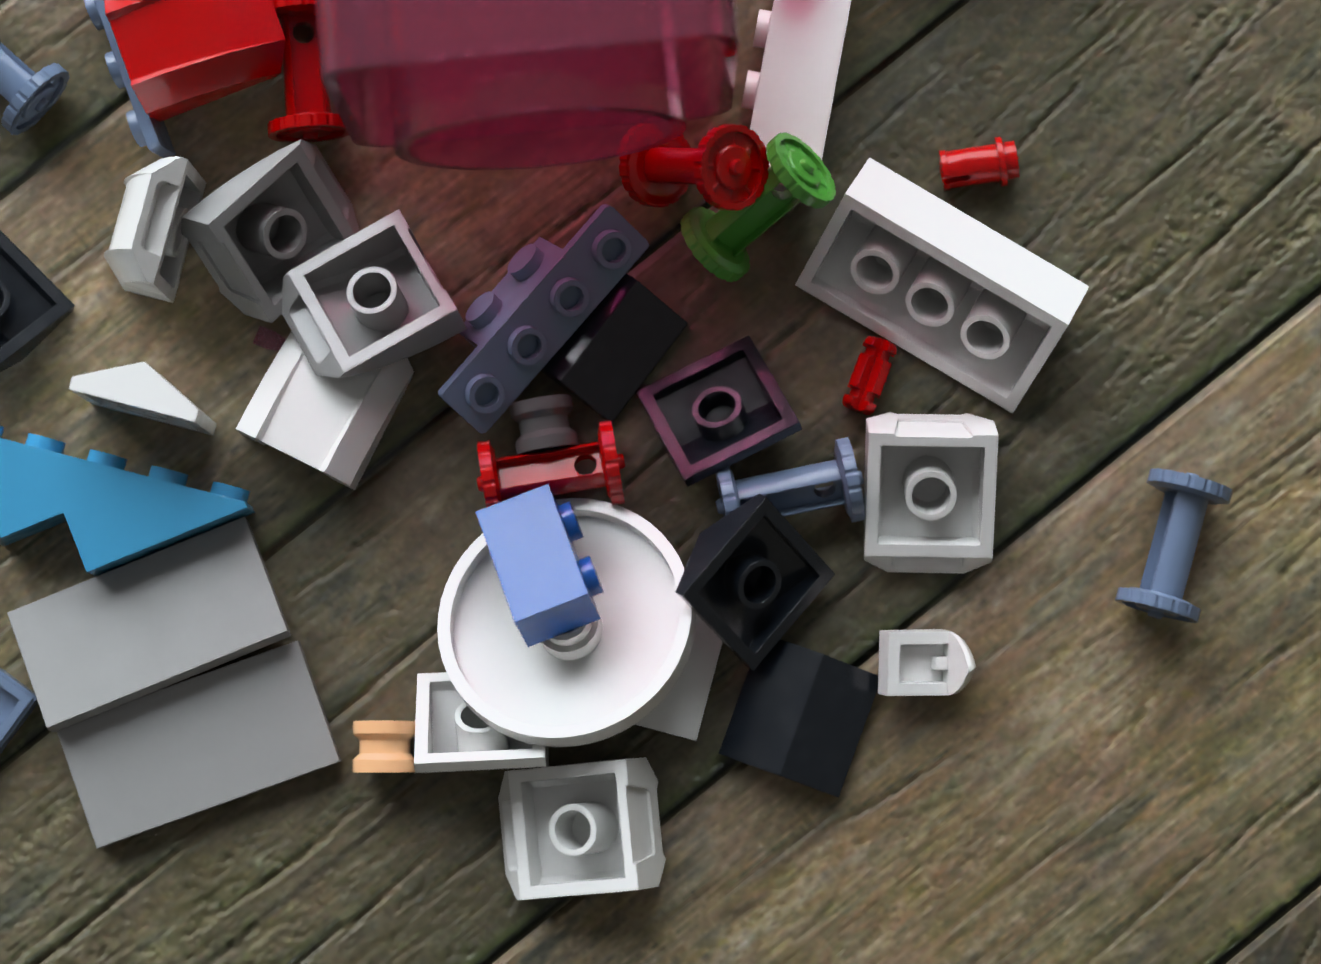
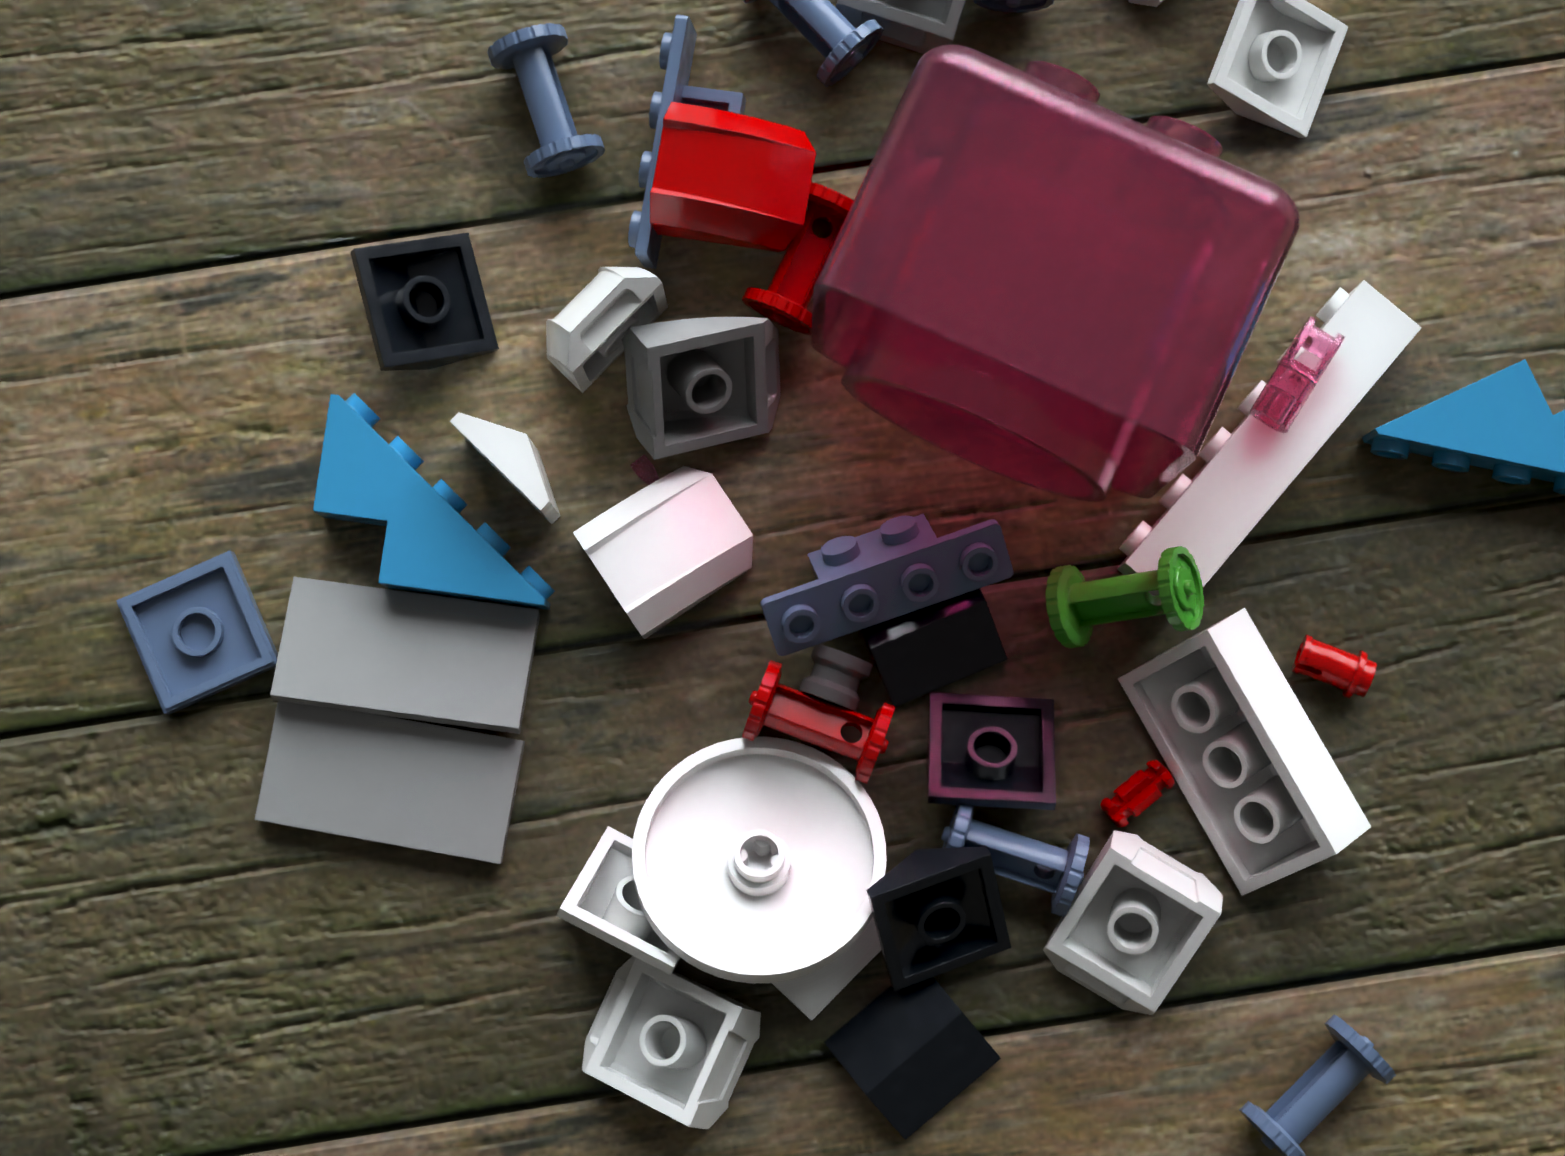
camera: 30 degrees right, 0 degrees up
(368, 302) = (746, 488): light grey slope -> none
(384, 746) = (544, 874): light nougat wheel -> none
(539, 566) = (762, 798): brick -> none
(725, 168) = (1117, 550): red hose -> none
(923, 663) = (1043, 1068): white plate -> none

